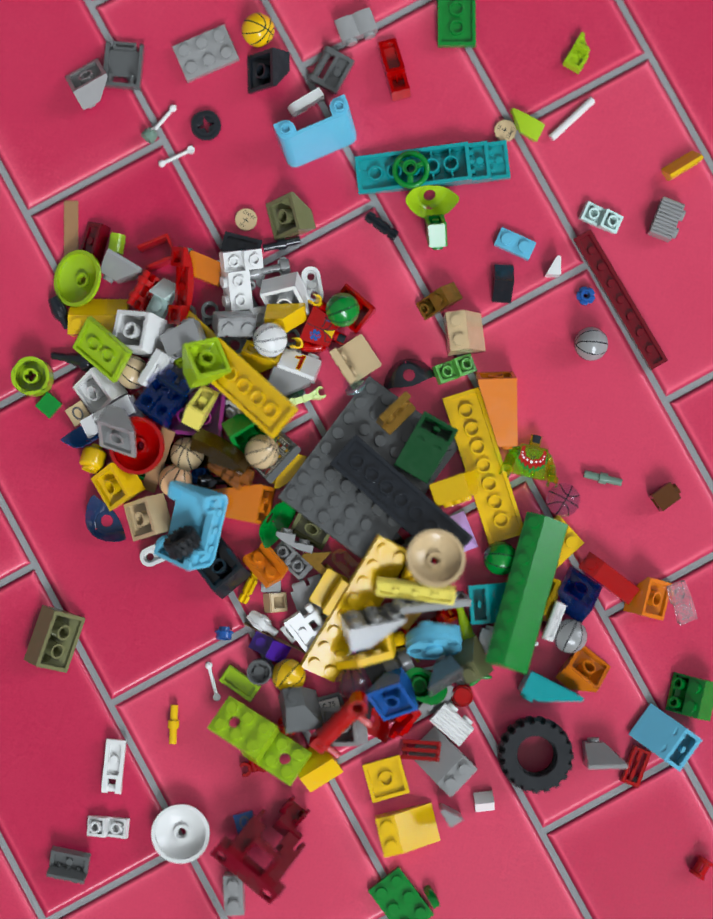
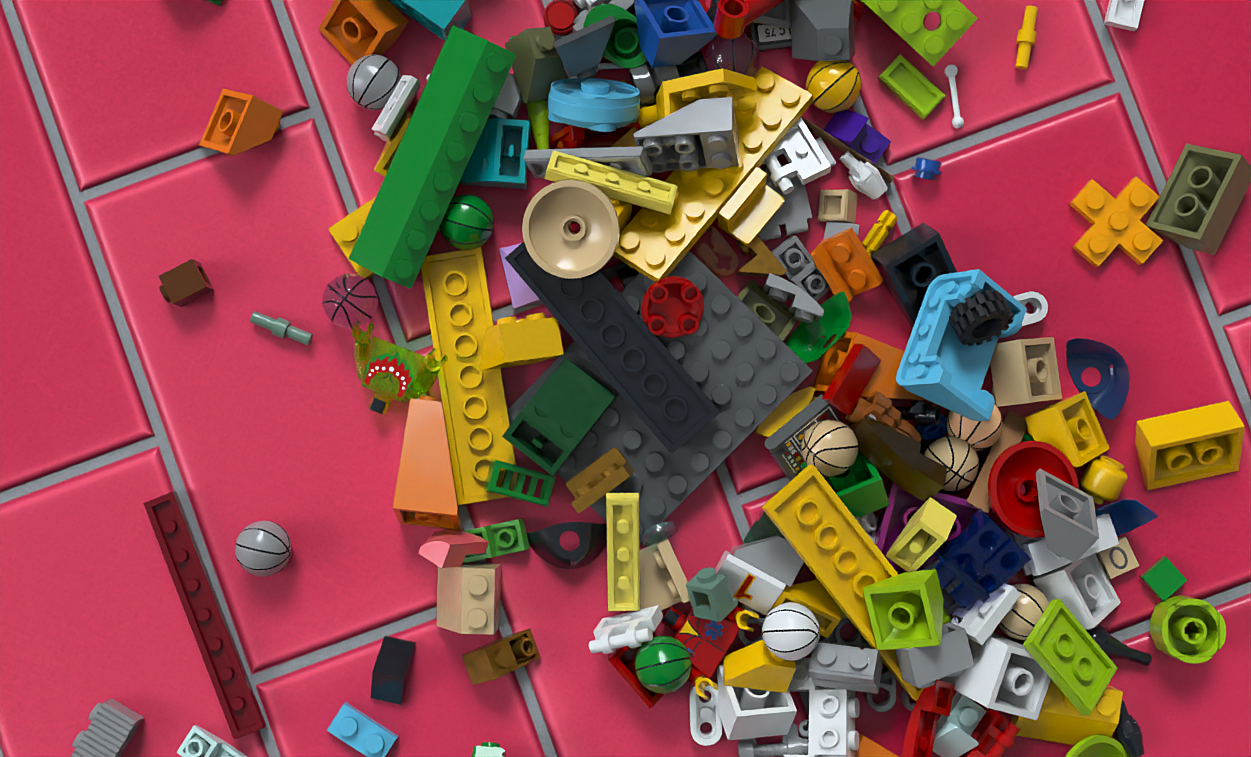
camera: 170 degrees left, 0 degrees up
(43, 487) = (1189, 445): none -> yellow slope
(104, 617) = (1115, 222): none -> light orange plate
(254, 494) = (852, 378): none -> red slope
(259, 671) = (879, 98): dark grey wheel -> none
(314, 395) = (730, 530): yellowish green piece -> none
(320, 354) = (710, 595): none -> sand green brick
(367, 327) = (625, 630): none -> white plate
(367, 521) = (672, 307): none -> red dish
(375, 372) = (623, 551): none -> light yellow tile
(460, 407) = (493, 474): none -> green slope
(478, 361) = (450, 547): none -> coral slope
(555, 269) = (302, 681): white slope -> none
(578, 594) = (349, 147): clear blue slope -> none
(585, 300) = (268, 626): blue plate -> none
(608, 578) = (296, 163): red slope -> none
(682, 601) = (186, 111): clear slope -> none

